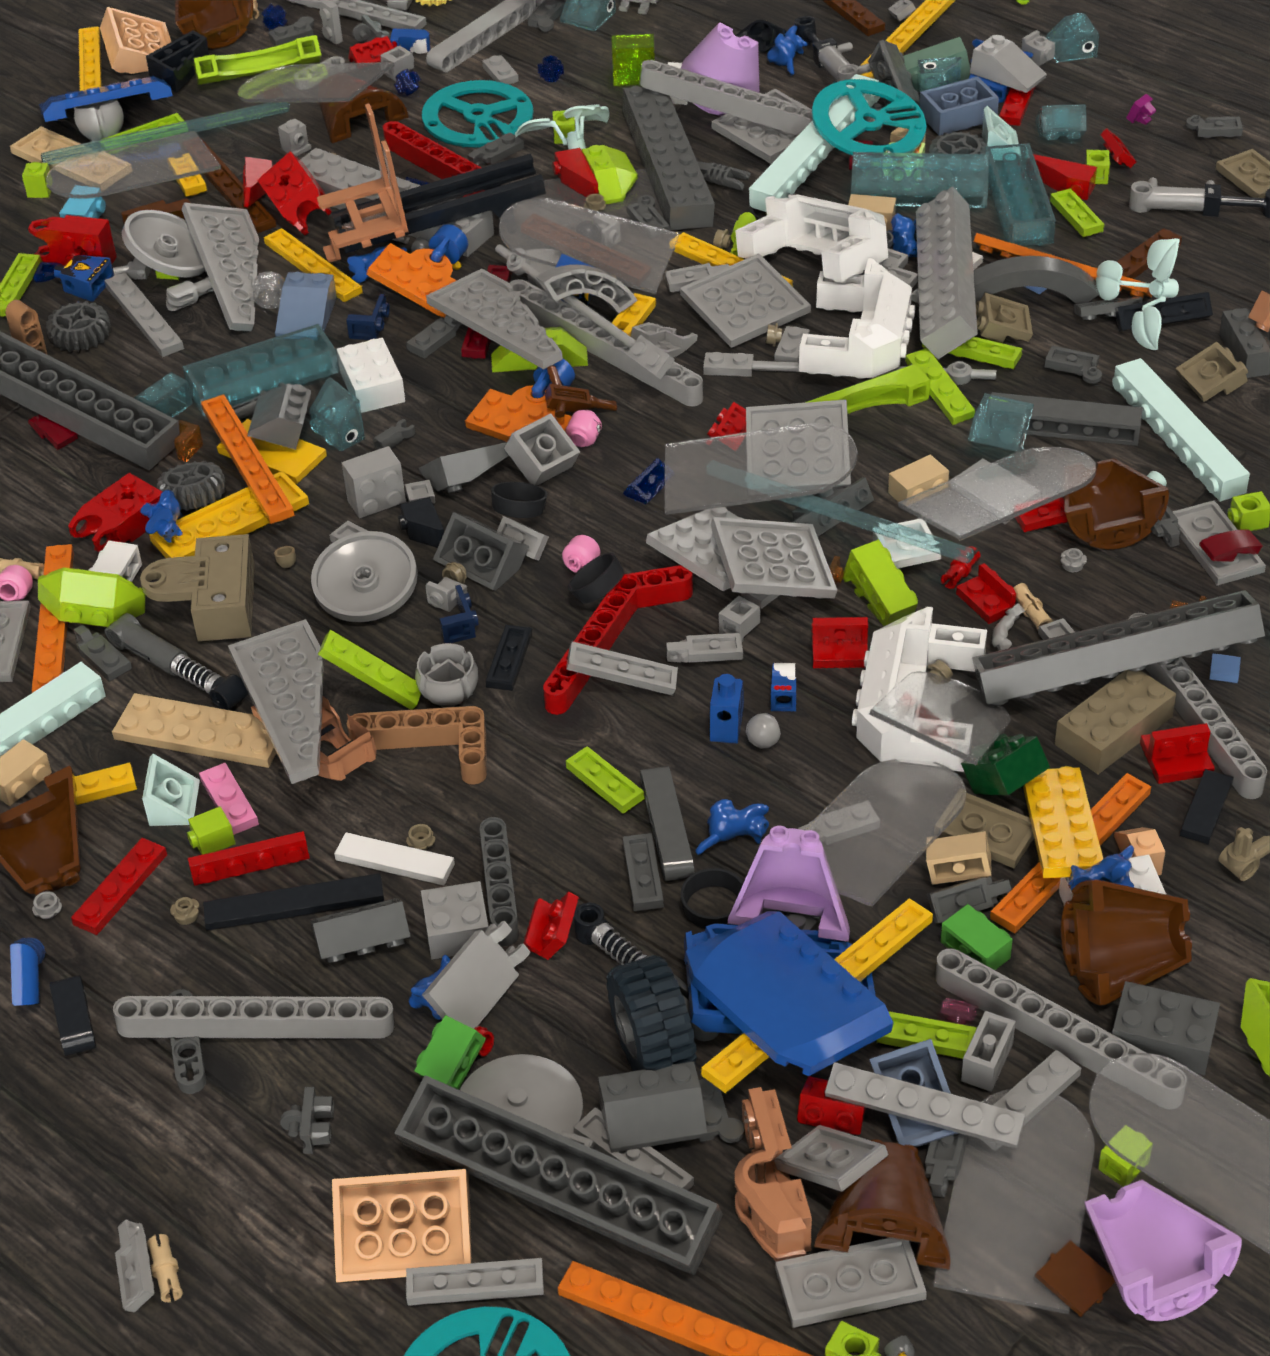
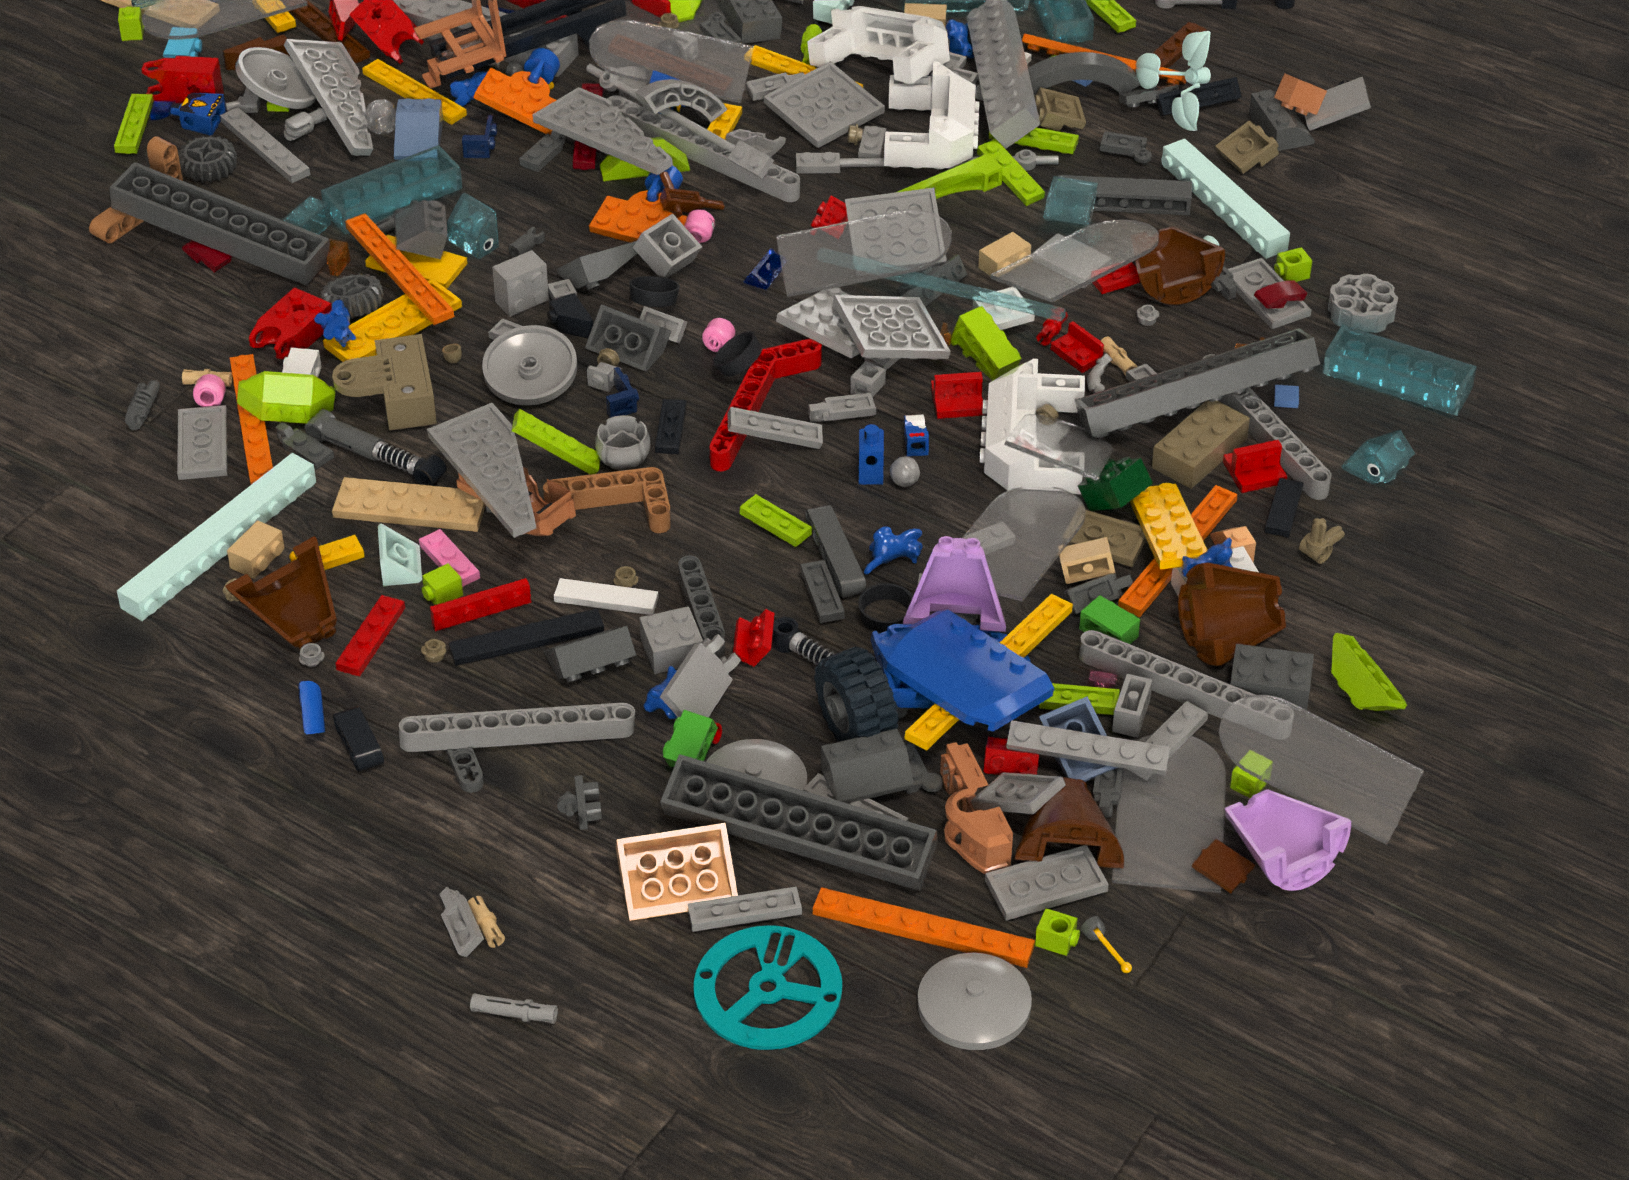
camera: 10 degrees left, 0 degrees up
(371, 374) = (495, 186): white brick -> none
(722, 239) = (792, 49): dark tan plate -> none

